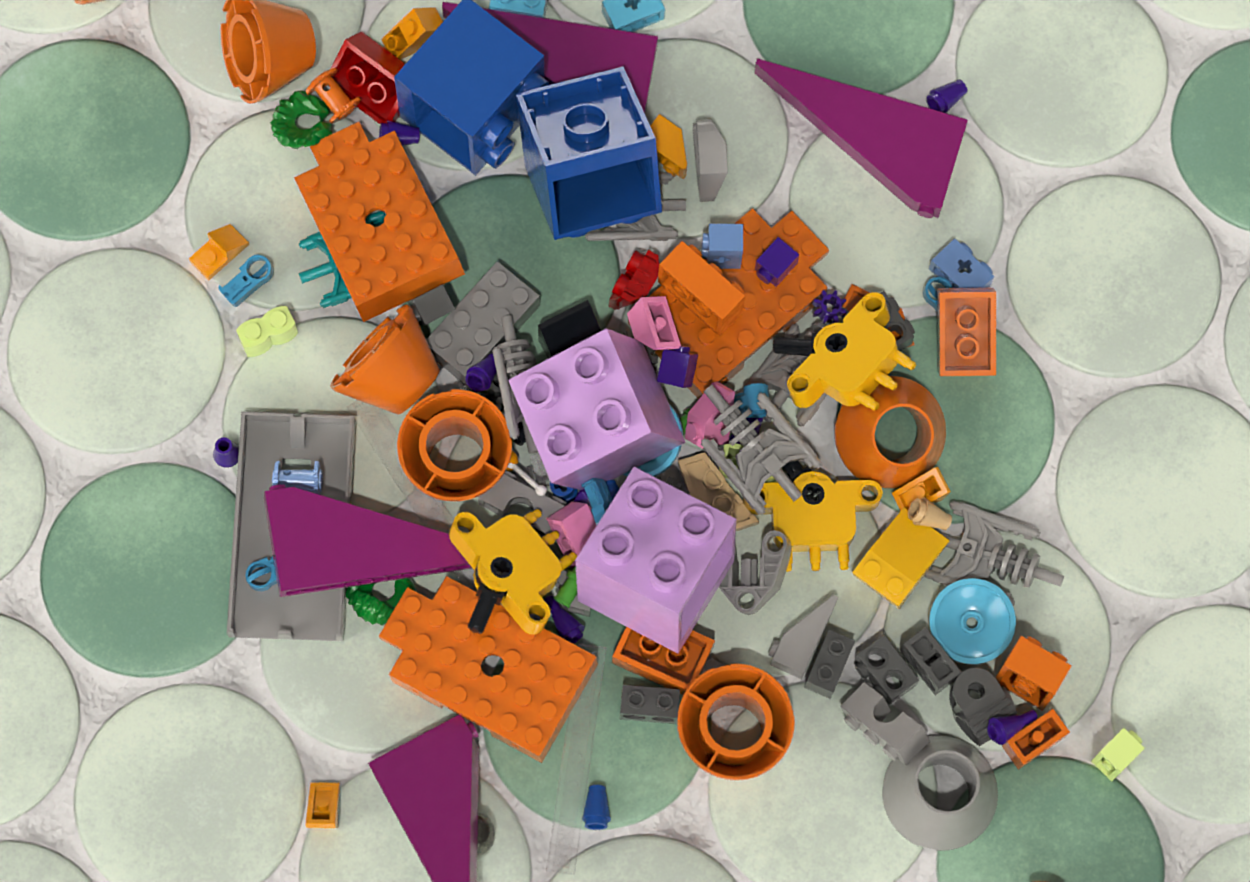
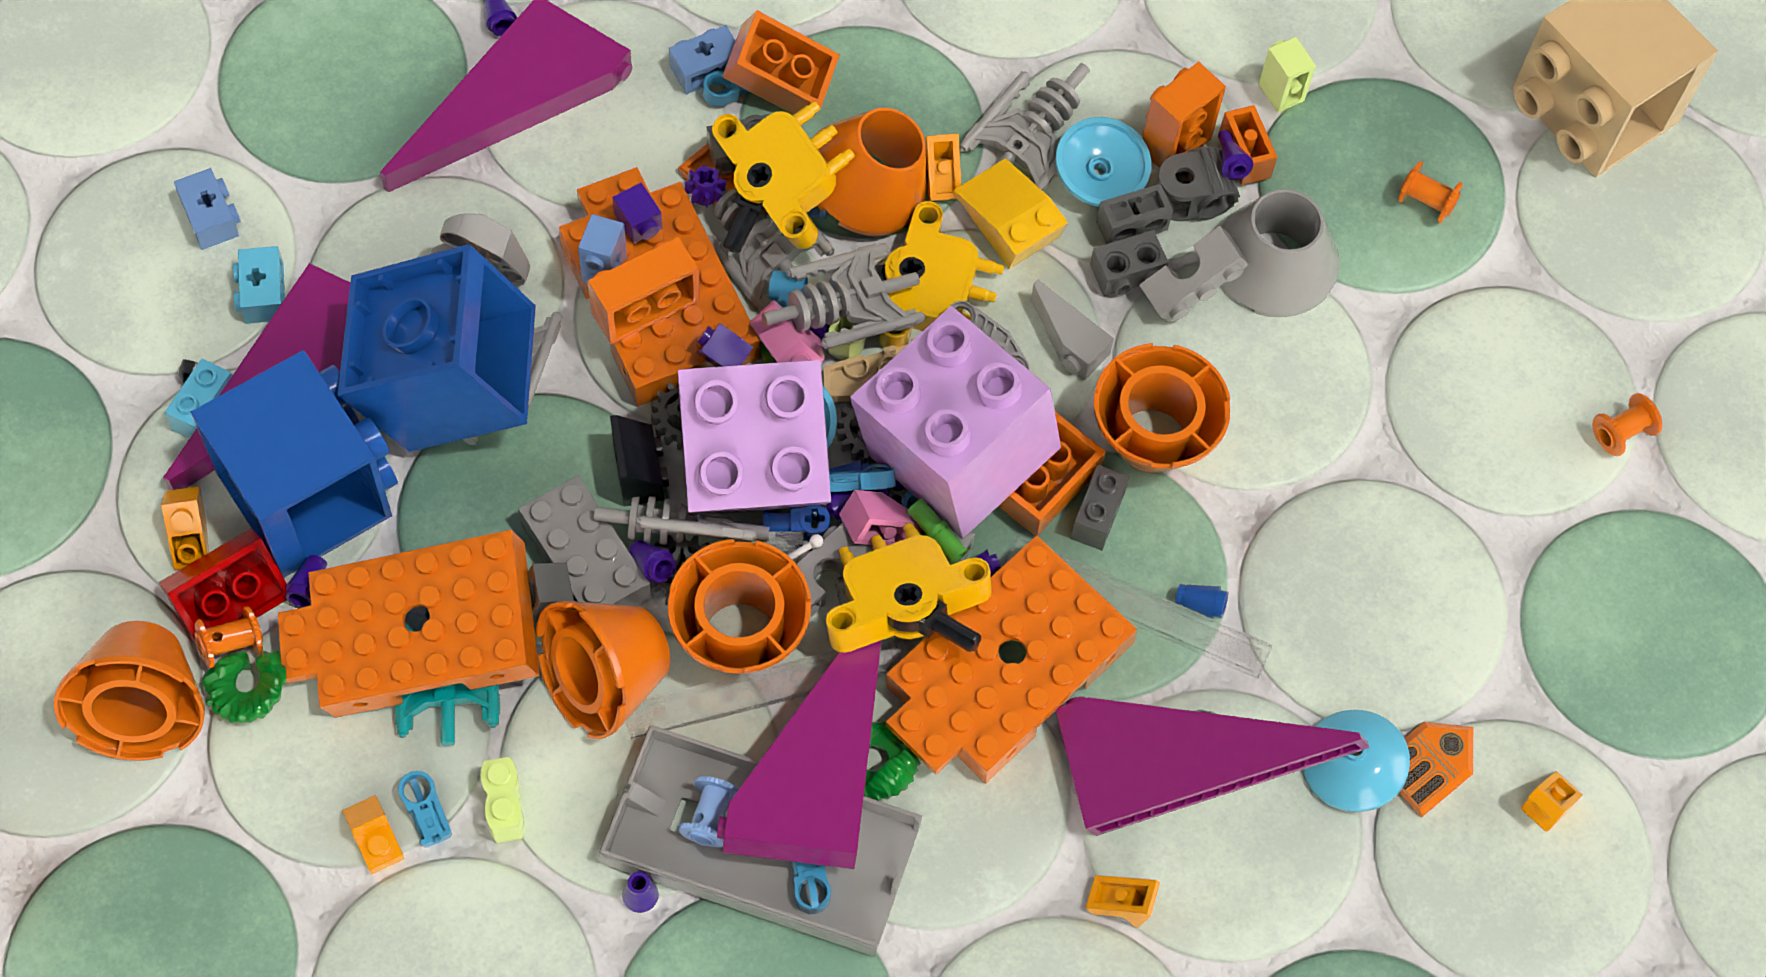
camera: 75 degrees left, 10 degrees down
(637, 280) = (597, 369): red slope -> none
(653, 323) = (667, 350): bright pink slope -> none
(829, 664) = (1110, 312): dark grey brick -> none
(925, 513) = (971, 166): tan cone -> none

